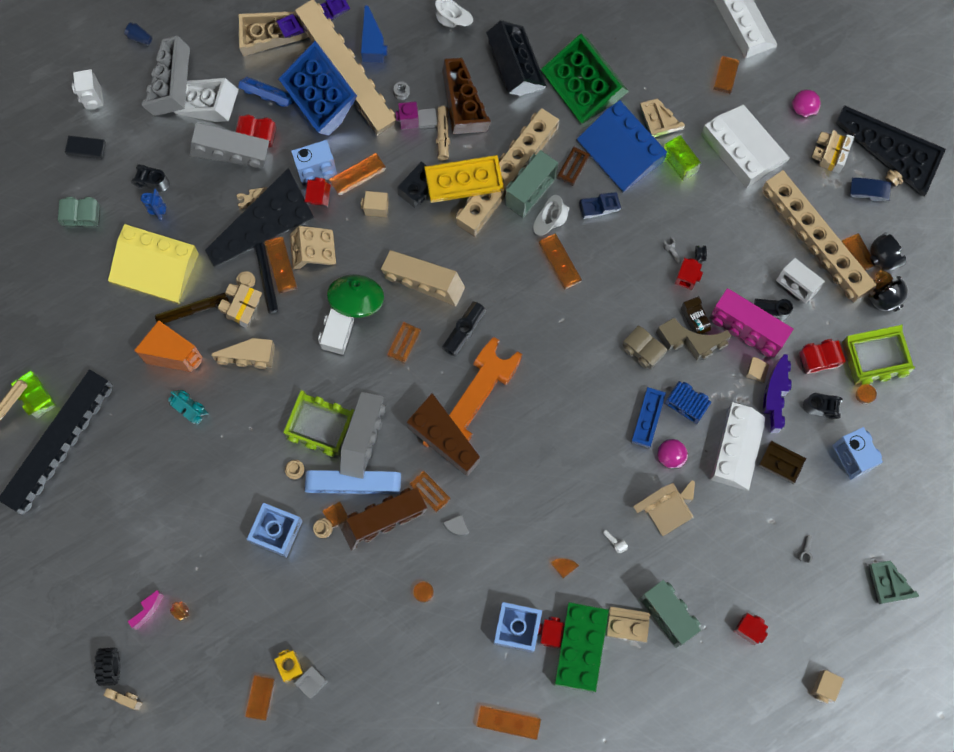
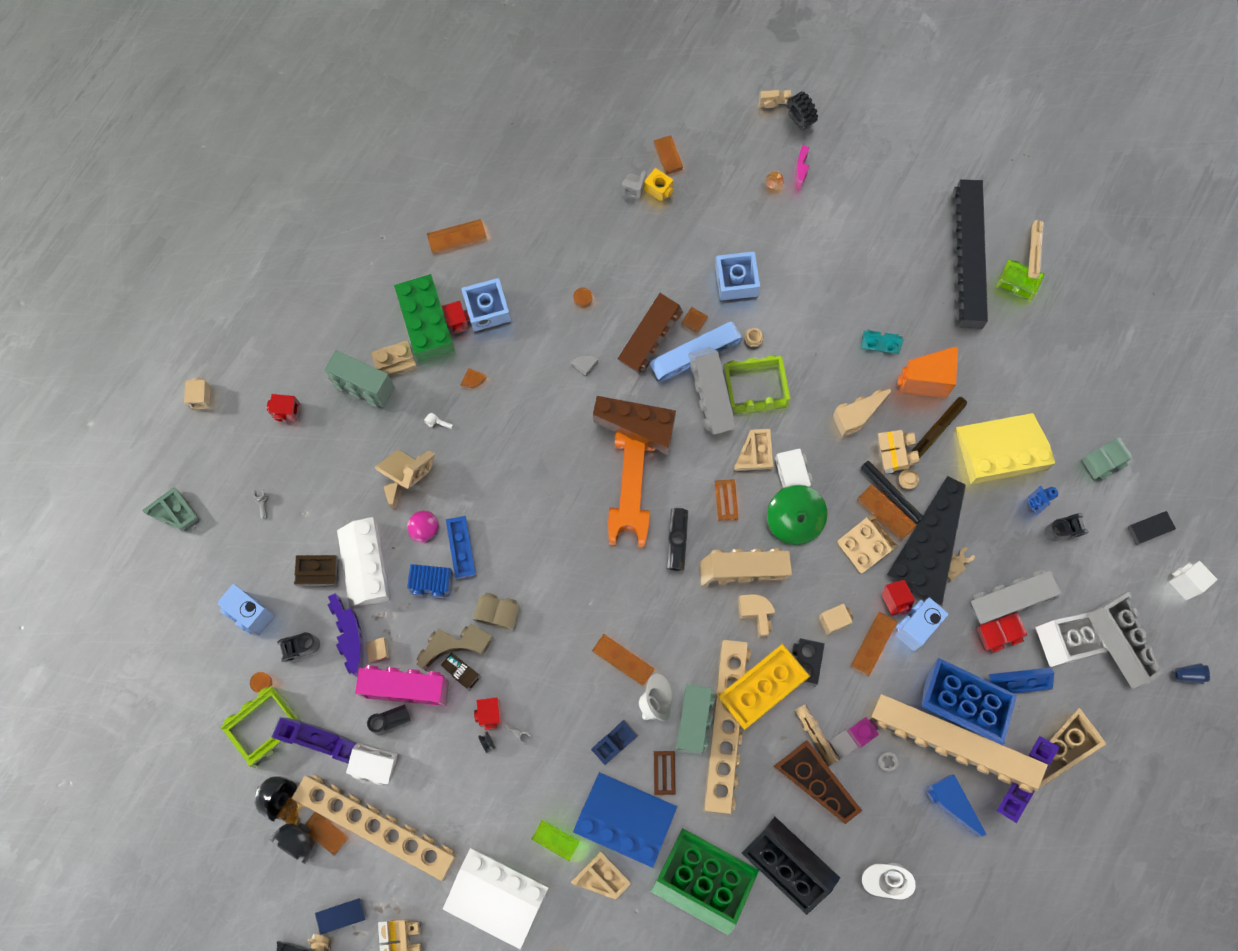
camera: 155 degrees right, 0 degrees up
(322, 528) = (698, 301): tan plate -> none
(355, 367) = (756, 451): none -> tan wing
(418, 479) = (611, 369): clear orange tile -> none
(433, 244) = (757, 607): none -> tan brick
(822, 357) = (318, 696): red brick -> none
(837, 322) = (314, 737): none -> dark purple slope

